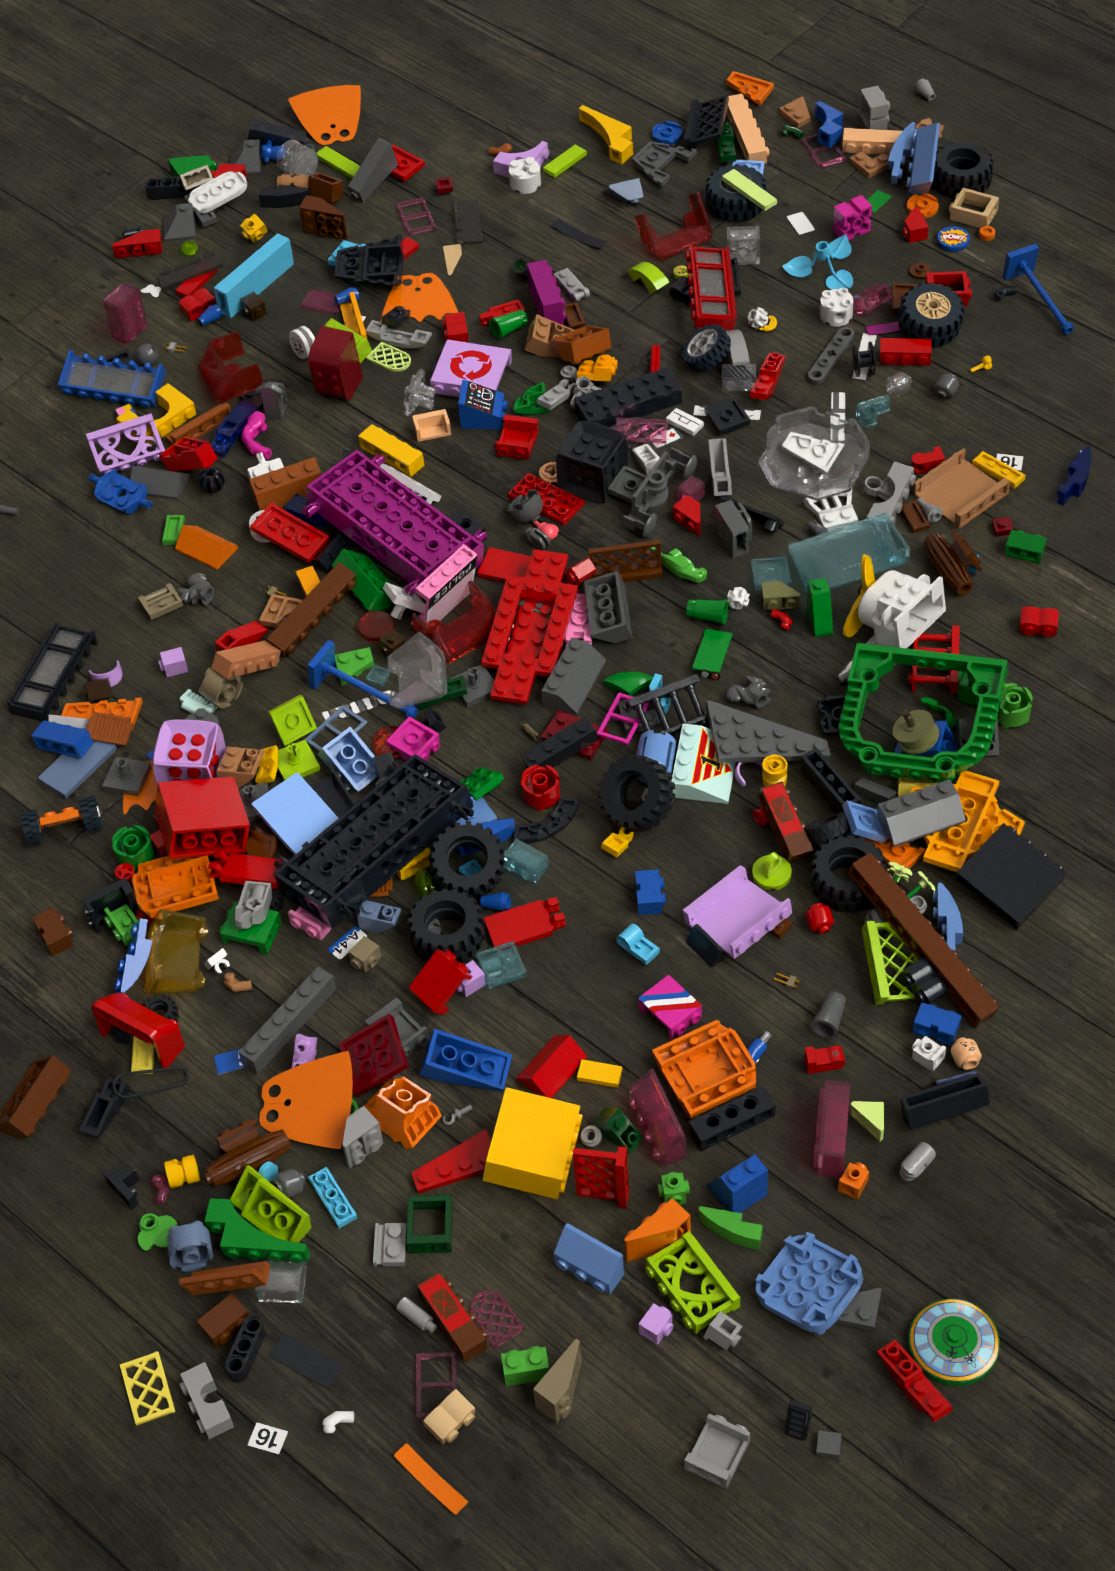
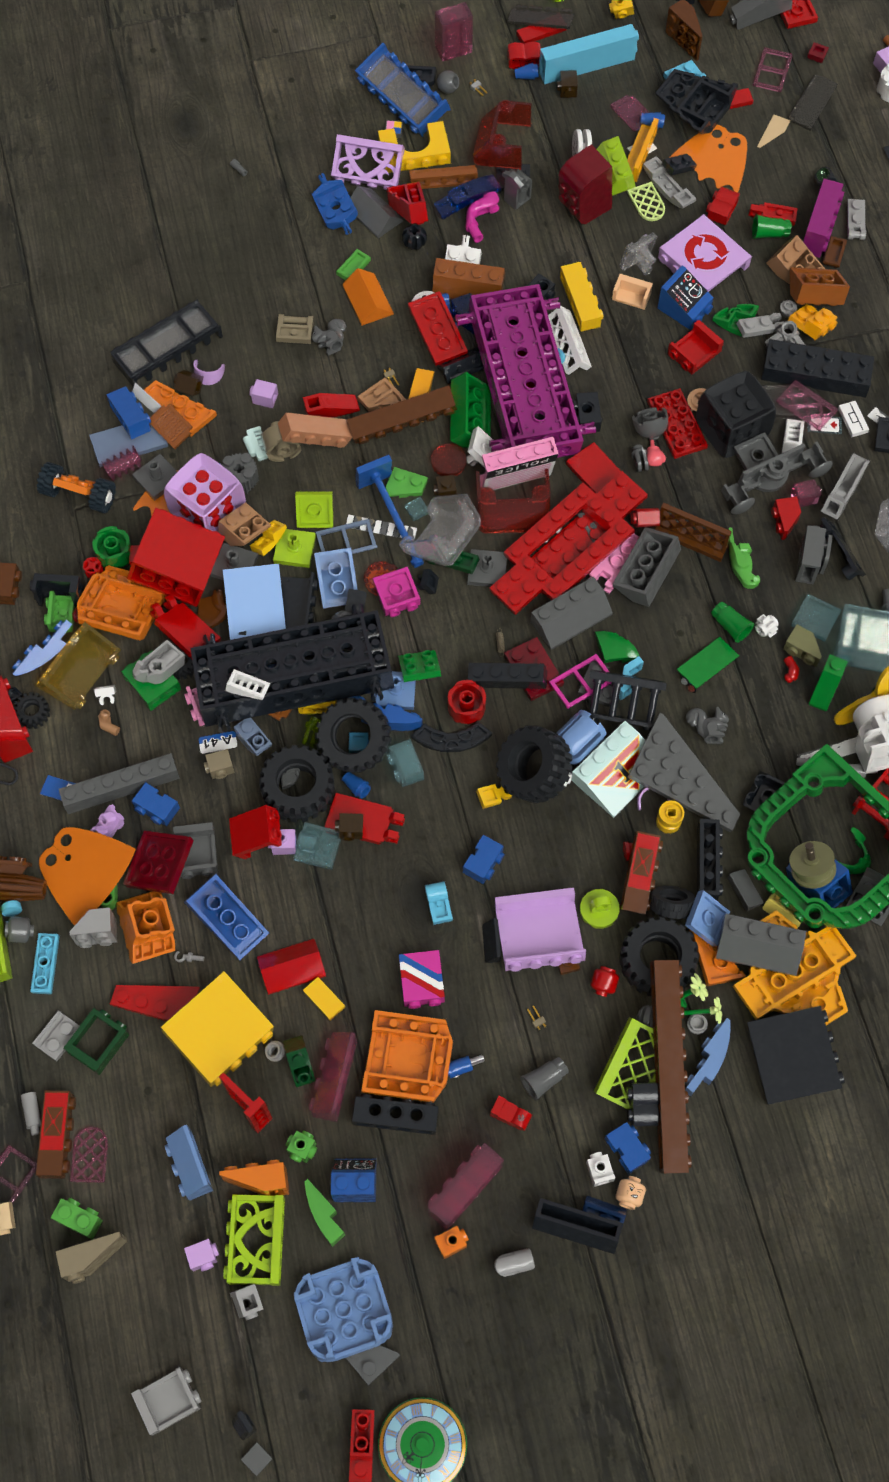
camera: 30 degrees right, 15 degrees up
(87, 779) = (122, 463): none -> clear pink piece
(151, 289) = (500, 19): white sticker -> none
(333, 1018) = (157, 807): none -> blue brick
(344, 868) = (243, 678): none -> white slope
(519, 929) = (349, 826): none -> dark brown brick
(655, 358) = (873, 340): red axle -> none
(870, 1116) = (508, 1194): yellowish green slope -> none

